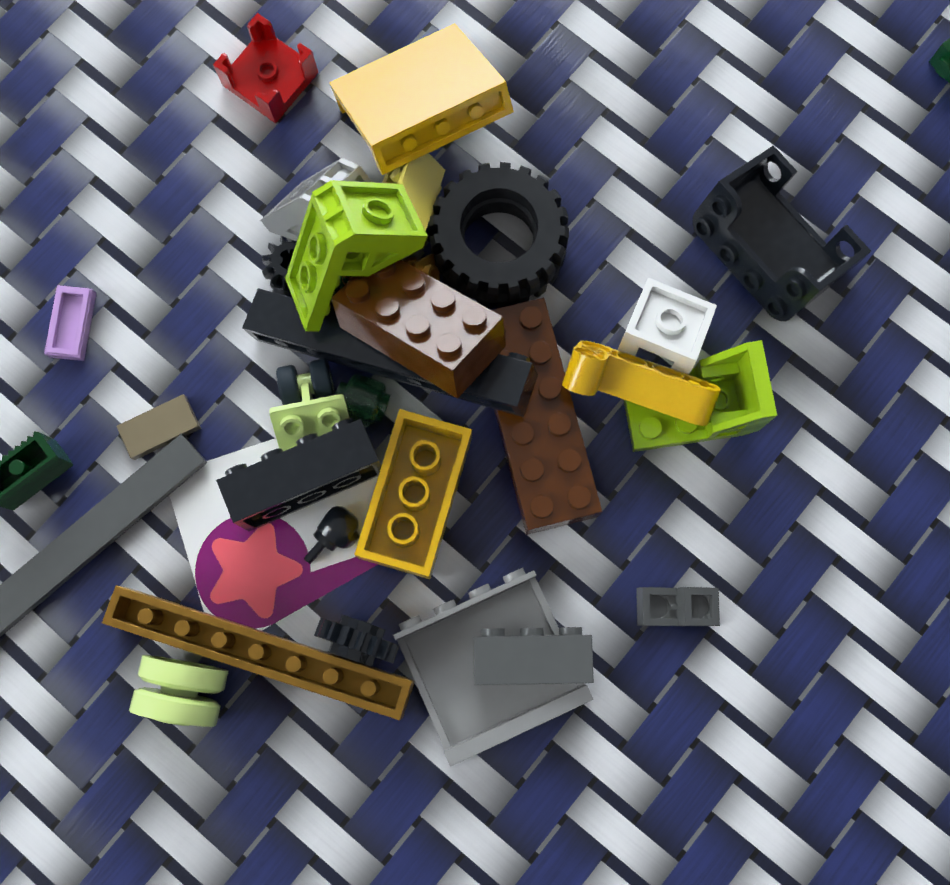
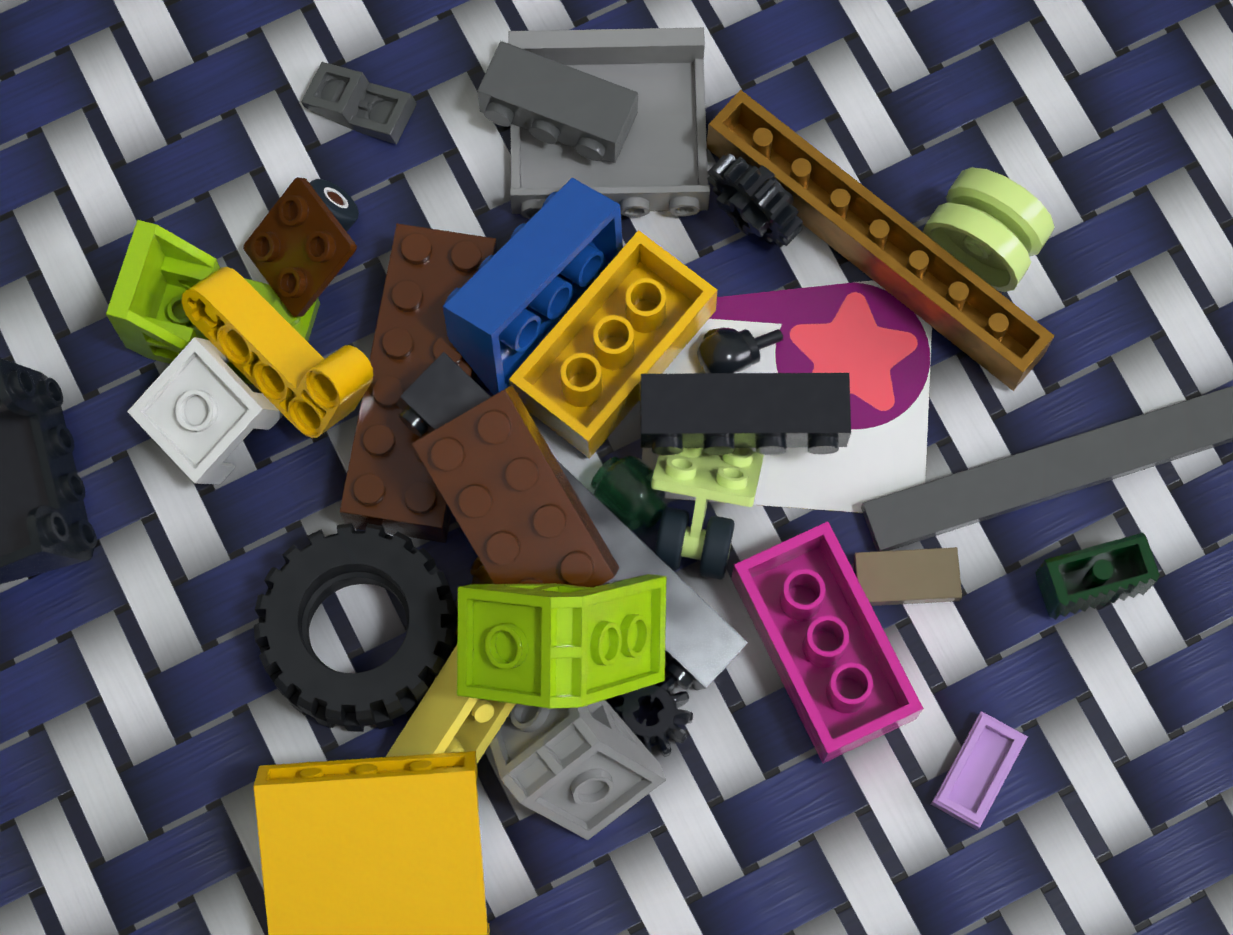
camera: 160 degrees left, 5 degrees down
(192, 351) = (826, 642): none -> dark pink brick
(485, 506) = (532, 281): none -> blue slope
(666, 474) = (304, 241): none -> reddish brown plate

